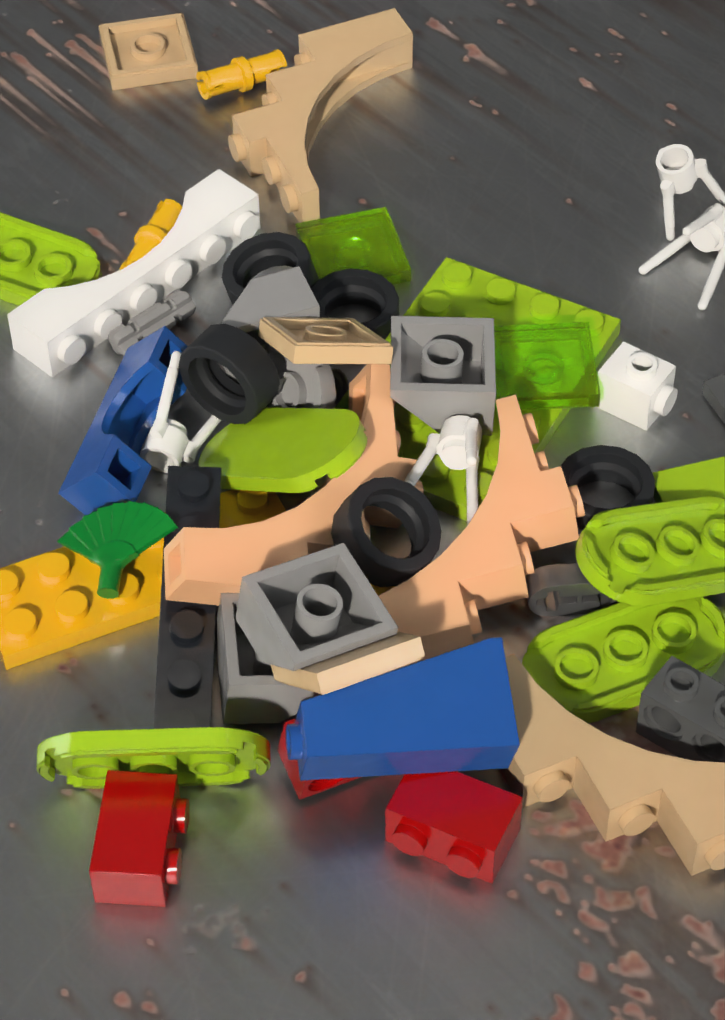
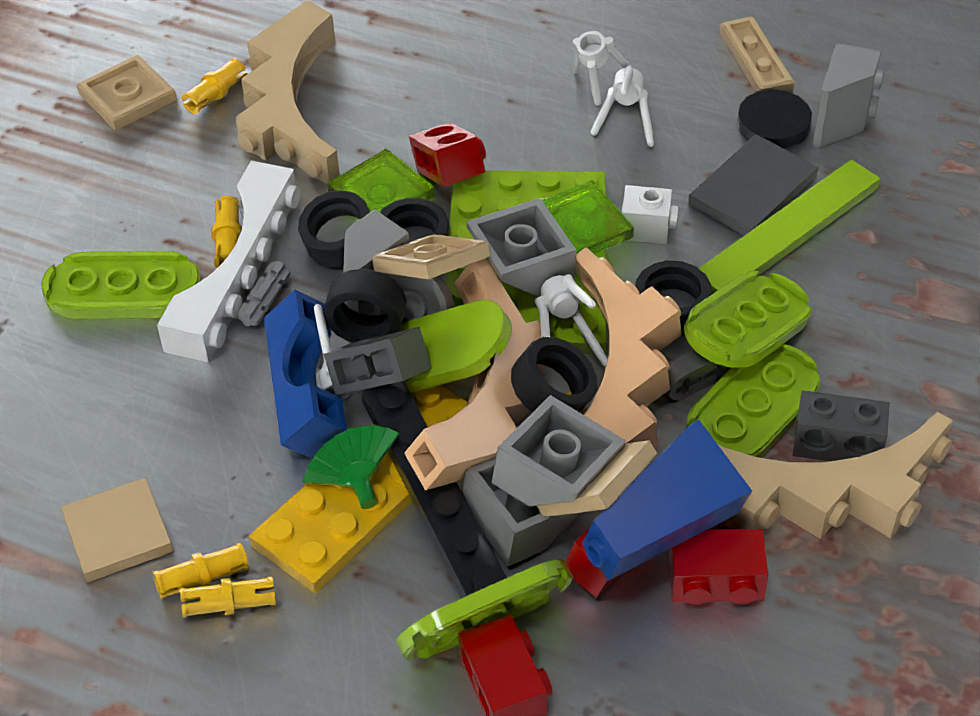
camera: 25 degrees left, 0 degrees up
(203, 437) = (377, 361): none -> dark grey brick
(443, 235) = (448, 154): none -> red brick

